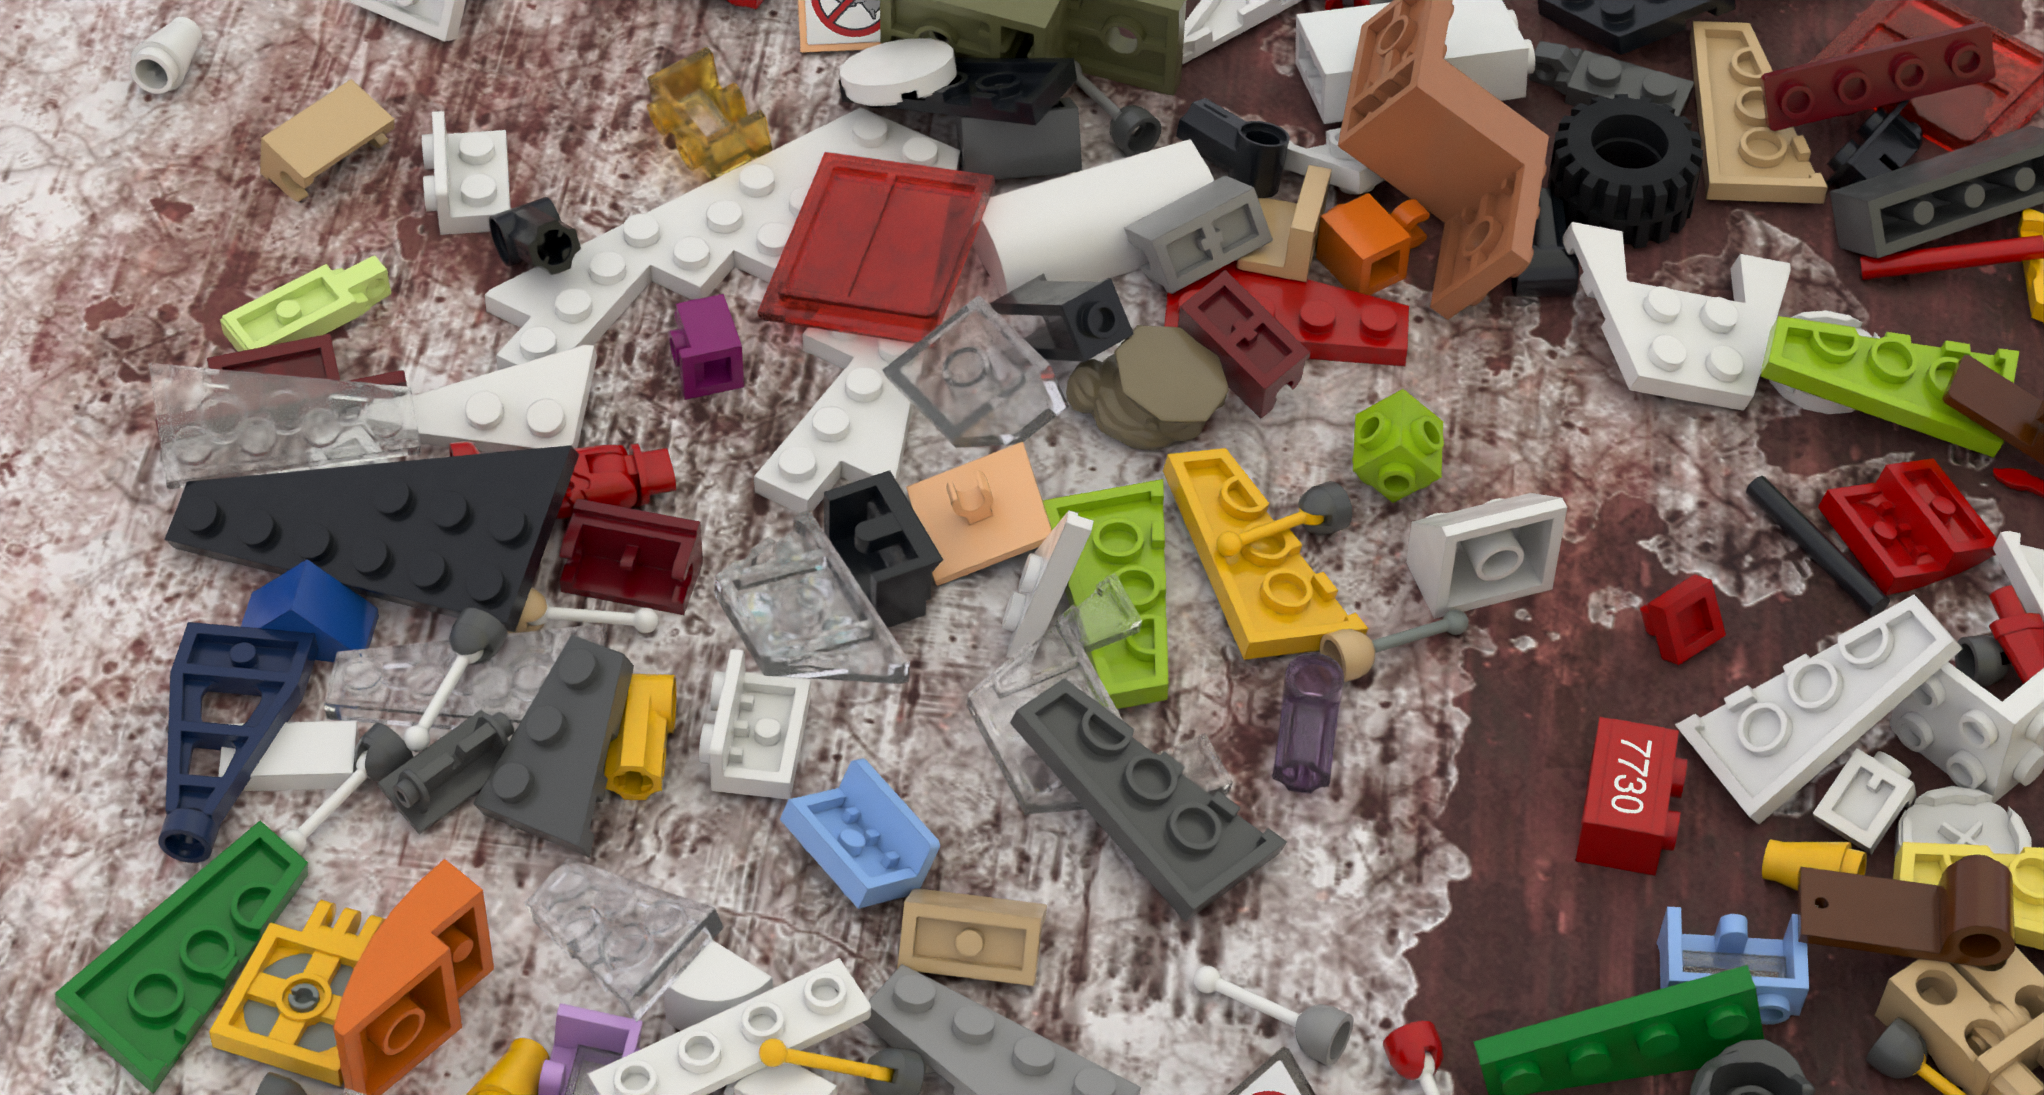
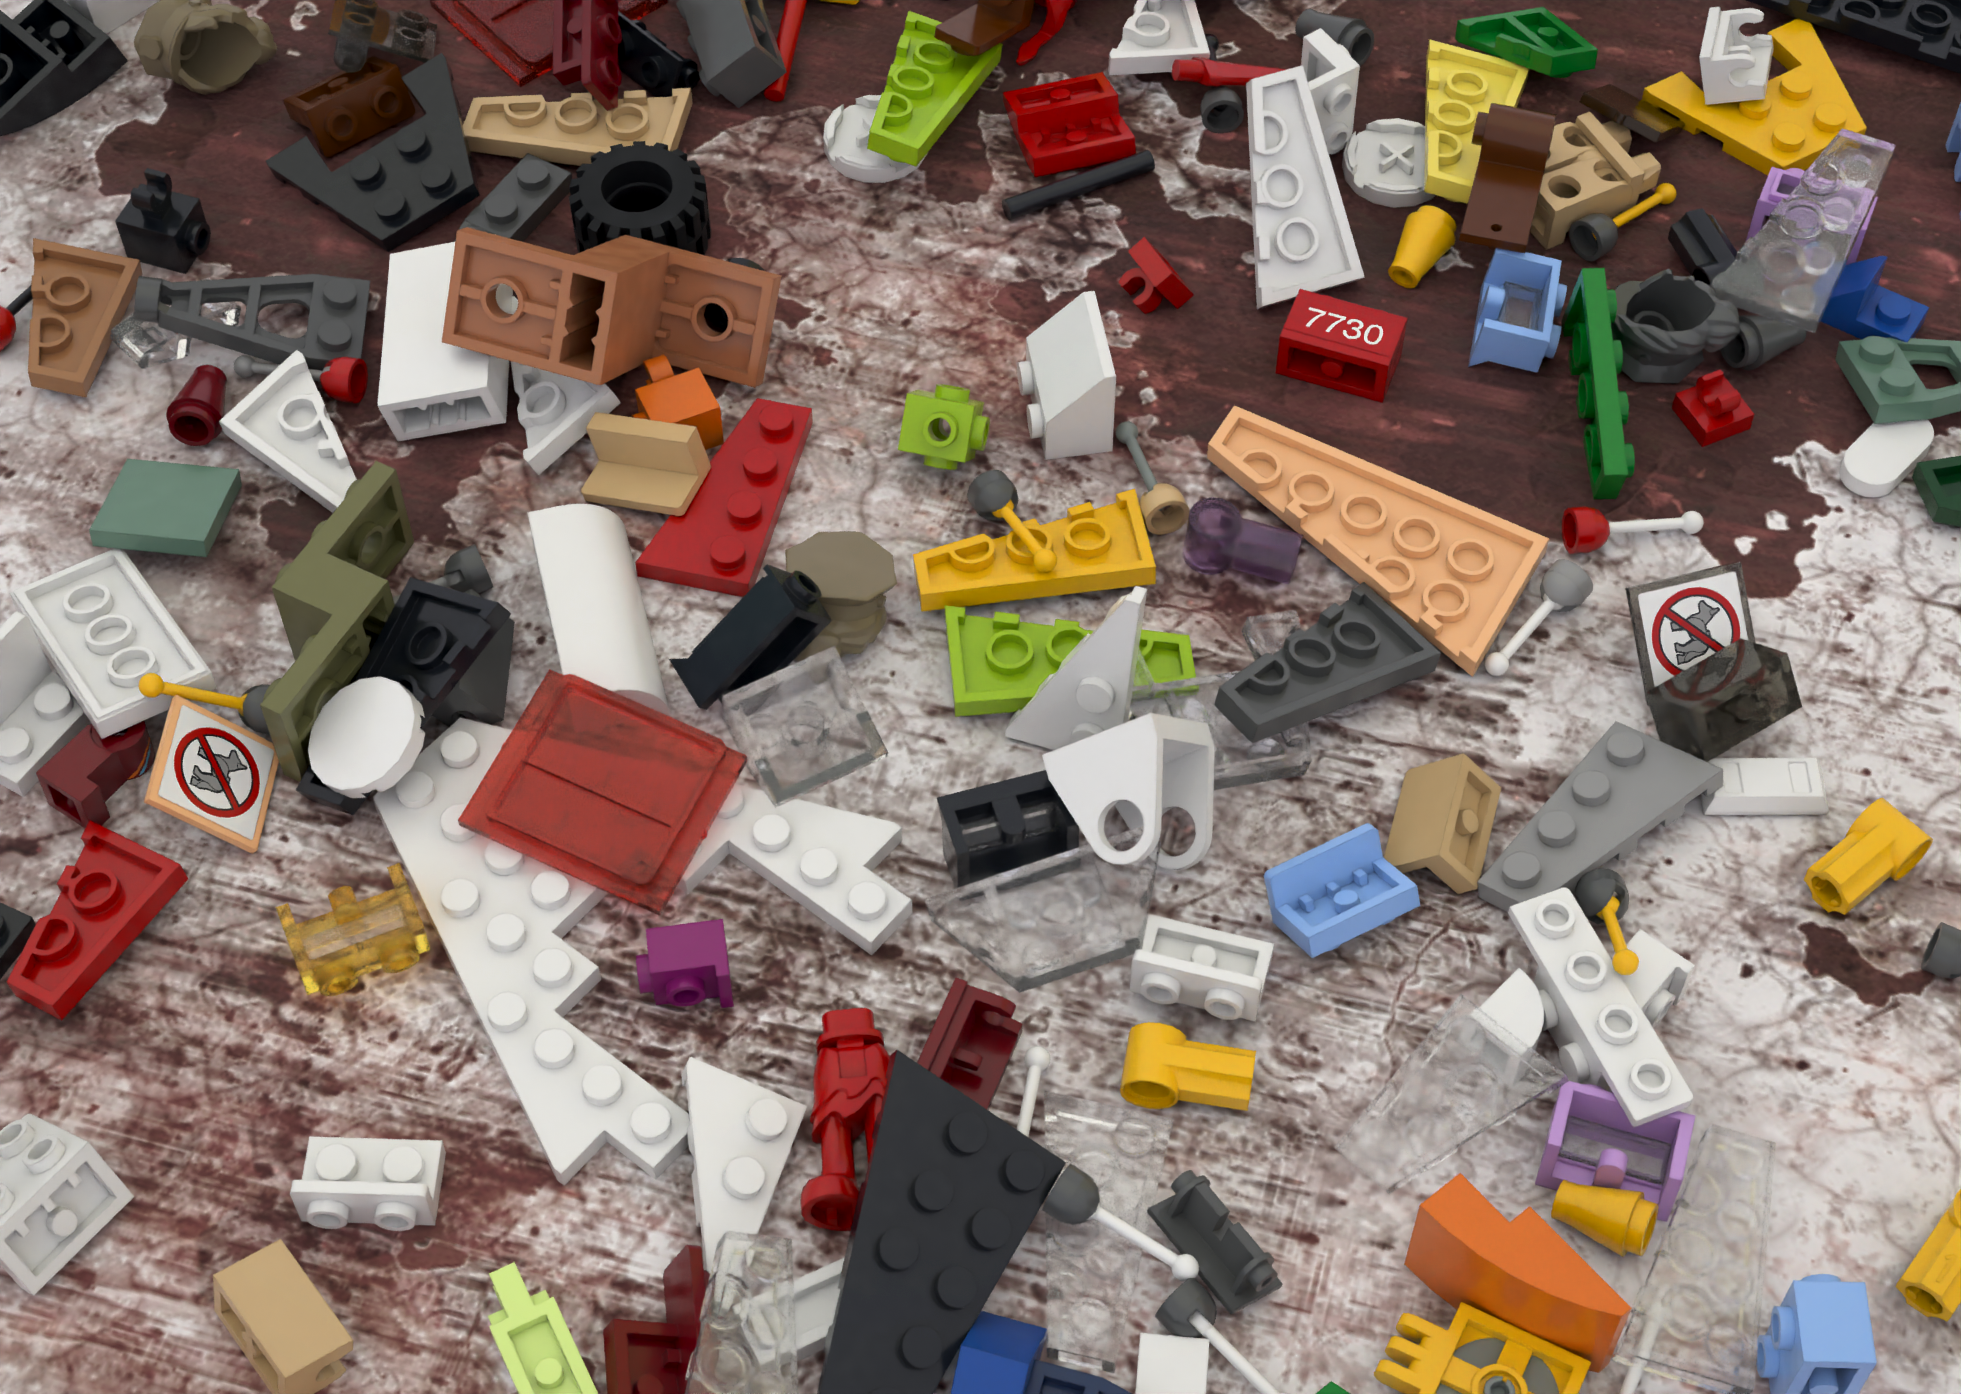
camera: 80 degrees left, 5 degrees up
(534, 235) = (490, 1112): black piece -> none
(560, 748) = (1220, 1129): dark grey wing -> none
(961, 673) = (1144, 773): none -> white hose
(981, 512) = (945, 750): light nougat piece -> none
(1200, 233) = (646, 527): light grey hinge -> none
(1246, 150) = (538, 481): black piece -> none
(1250, 342) = (797, 508): dark red hinge -> none
(1356, 873) = (1421, 551): none -> light nougat wing
(1678, 339) = (842, 214): white wing -> none
(1866, 799) = (1365, 200): white bracket -> none

